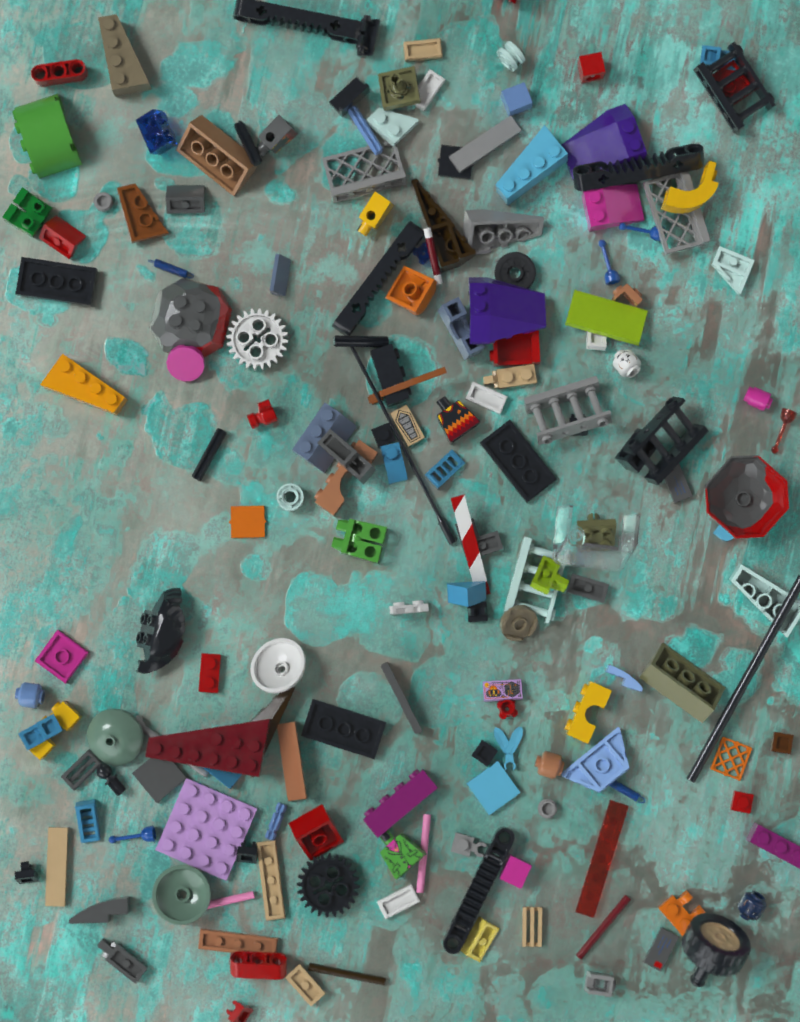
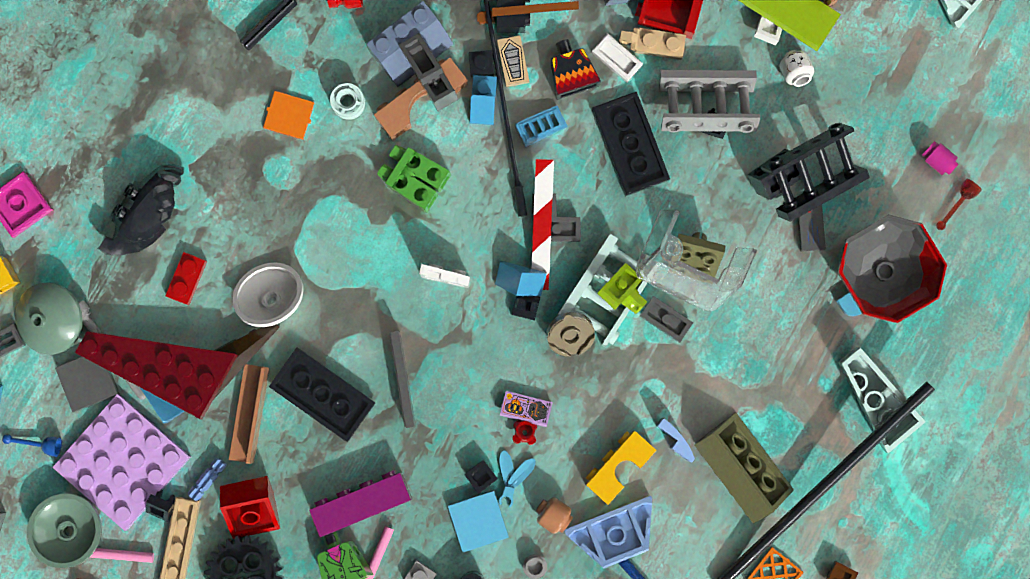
camera: 15 degrees right, 0 degrees up
(105, 772) = (23, 355): black axle -> none

